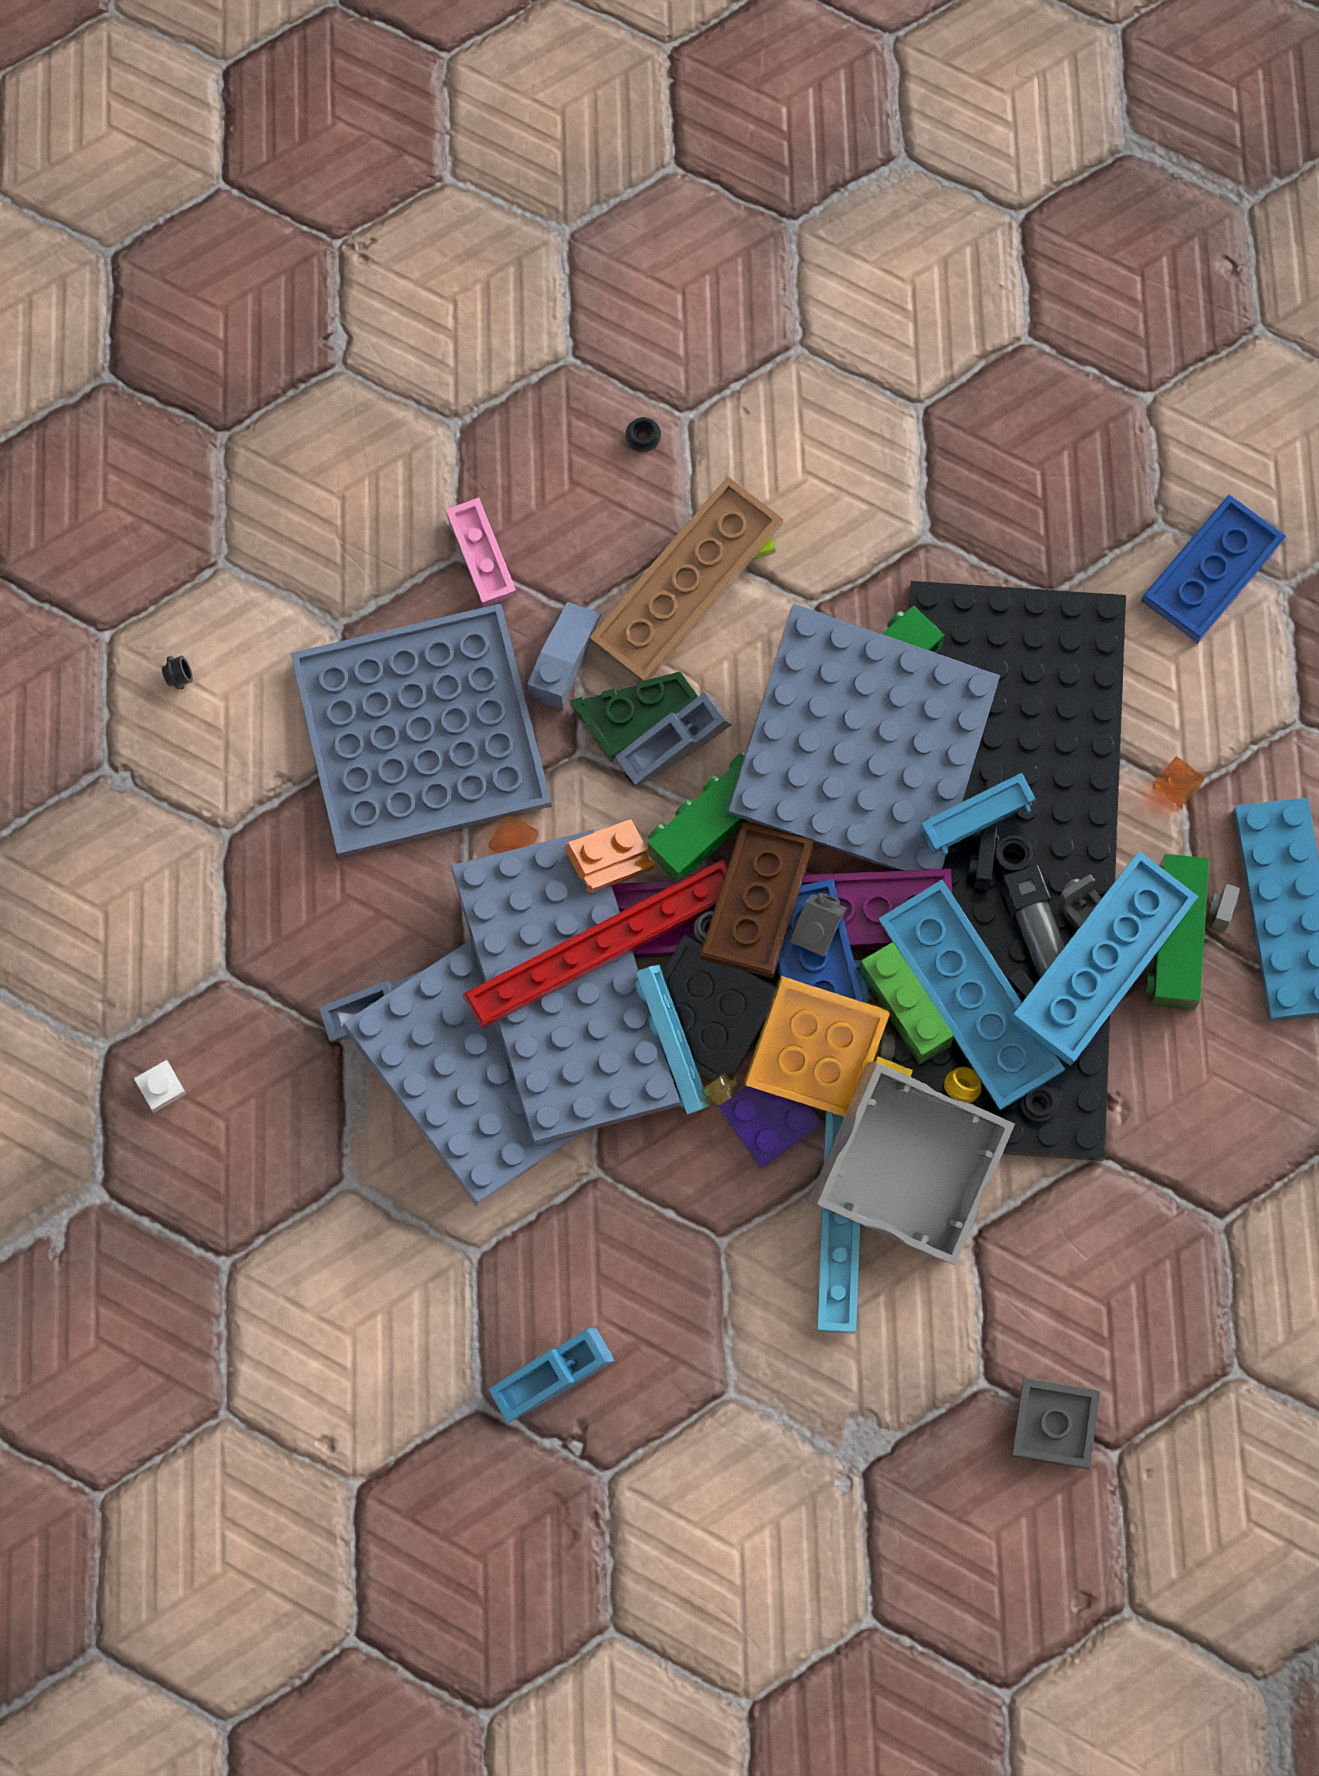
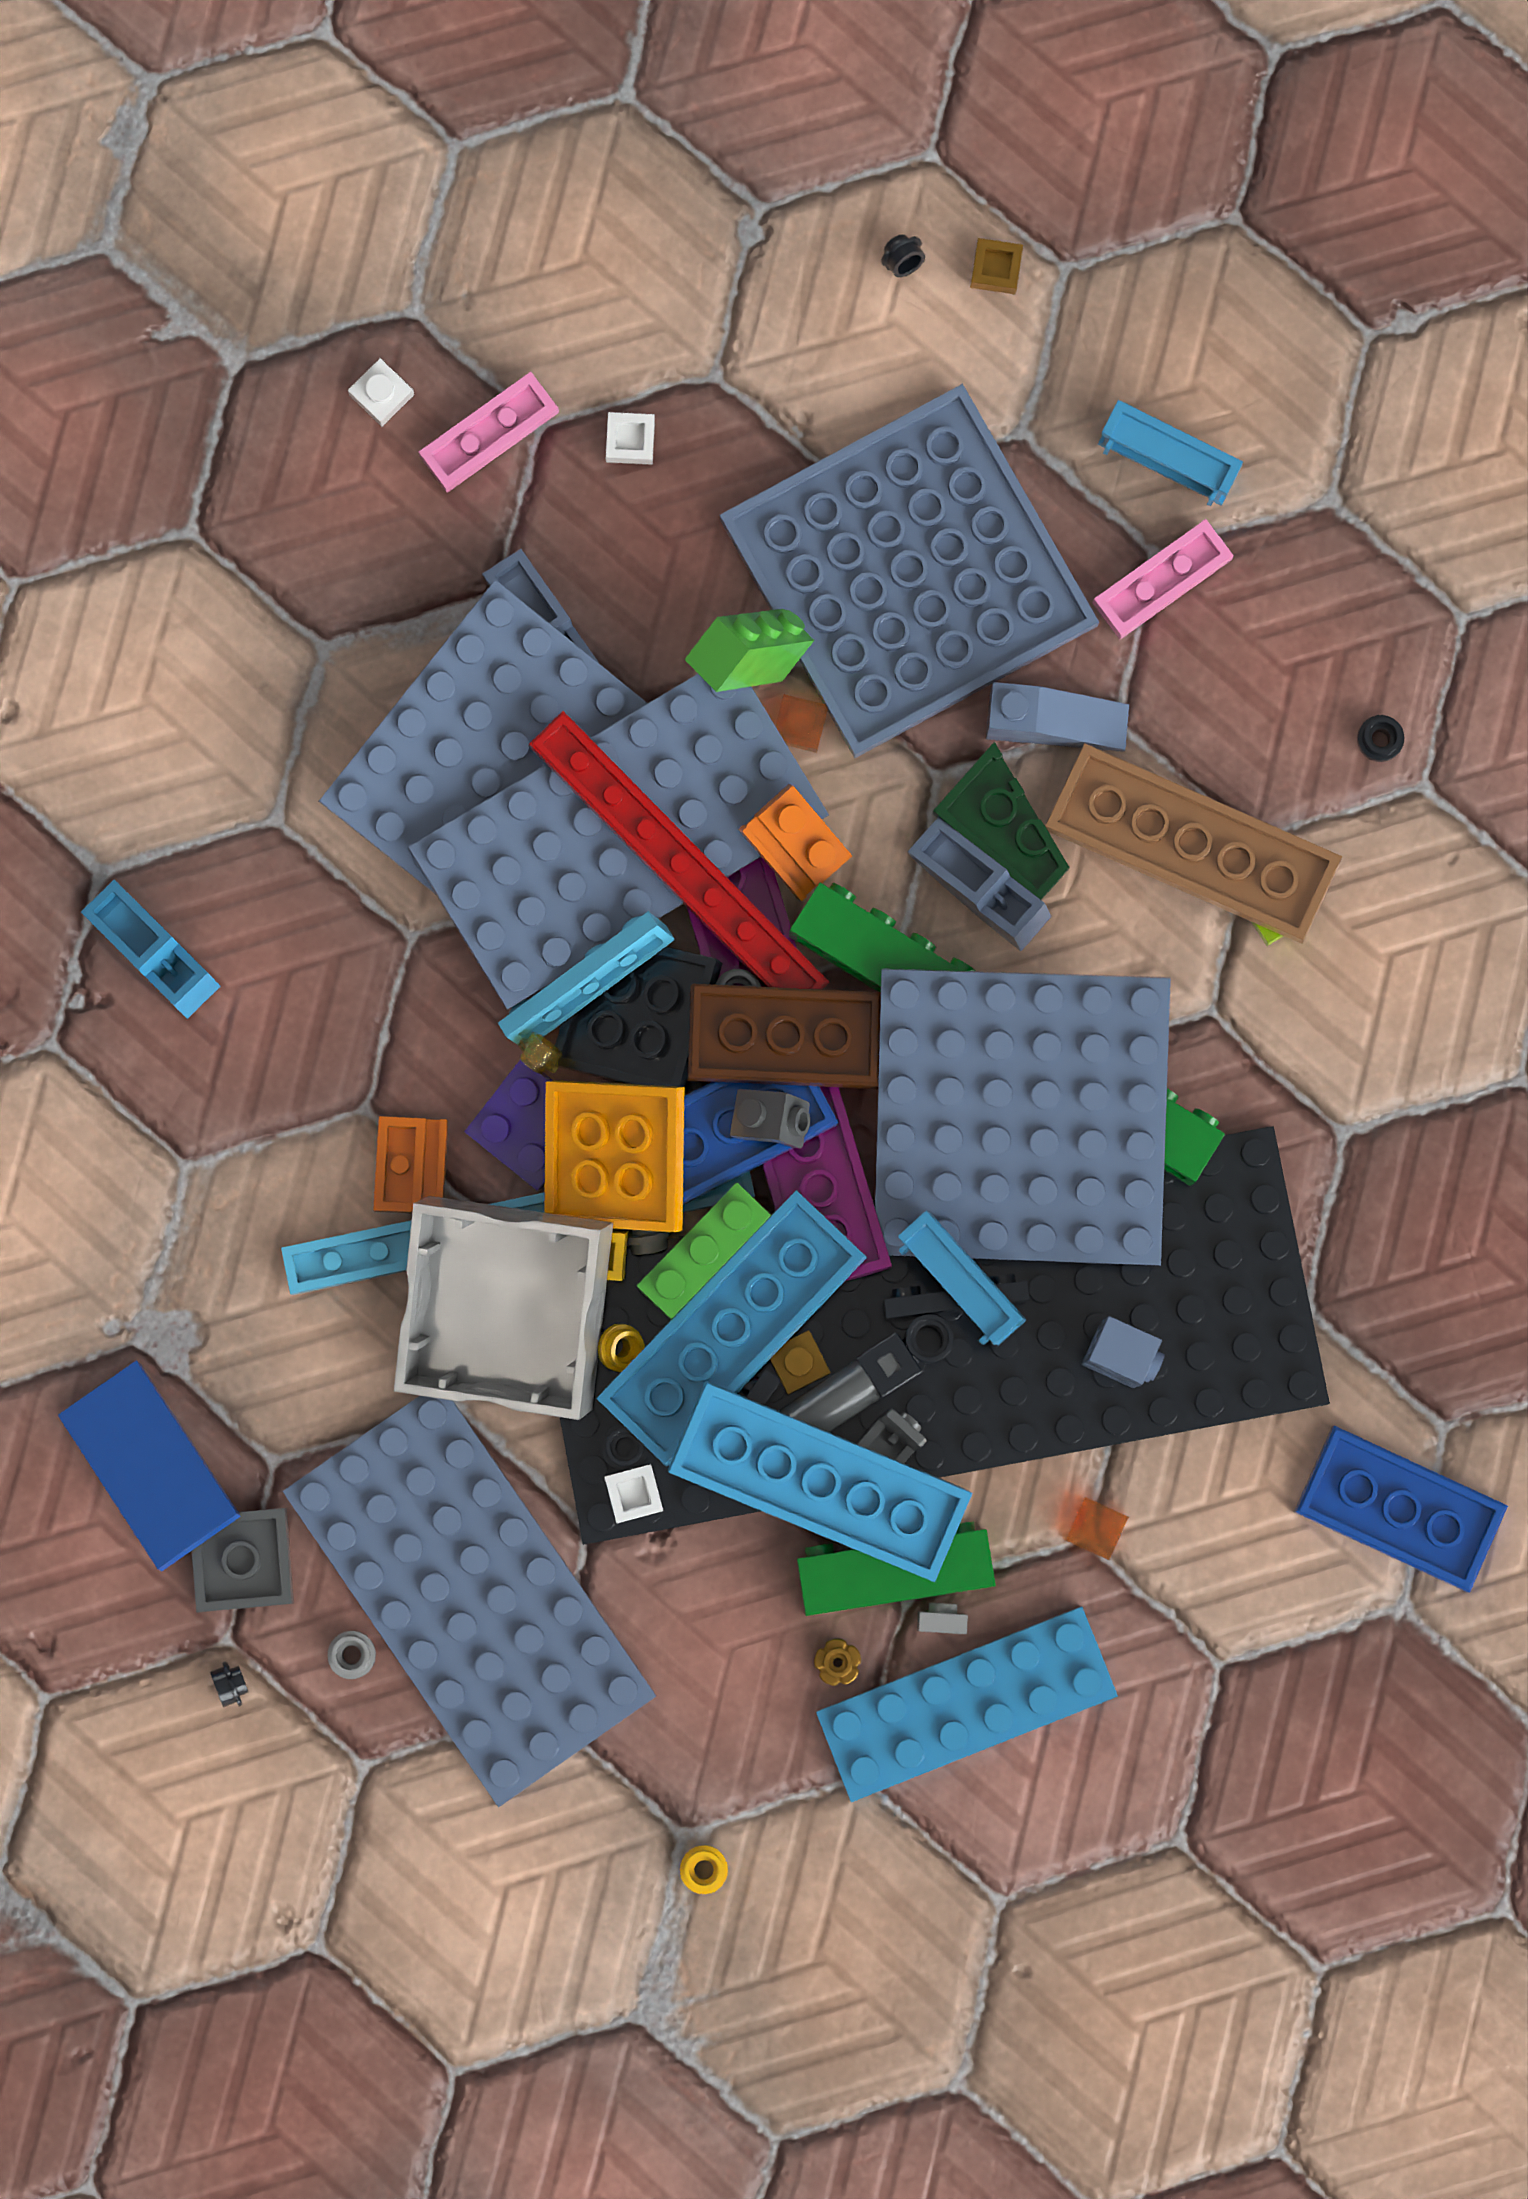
camera: 70 degrees right, 10 degrees up
(207, 607) = (996, 266): none -> pearl gold plate
(218, 1010) = (488, 432): none -> bright pink plate
(256, 906) = (630, 438): none -> white plate
(387, 522) = (1170, 452): none -> dark azure container
(453, 847) = (749, 649): none -> bright green brick
(777, 1215) = (409, 1162): none -> orange plate
(964, 1476) = (149, 1466): none -> blue tile
(1008, 955) = (799, 1362): none -> pearl gold plate
(1059, 718) = (1124, 1353): none -> sand blue brick
(1077, 1104) = (633, 1493): none -> white plate
(1122, 1256) = (469, 1595): none -> sand blue plate
(1151, 1458) = (229, 1684): none -> black plate
(1155, 1347) = (336, 1654): none -> light grey plate
(1235, 1002) = (837, 1649): none -> pearl gold plate

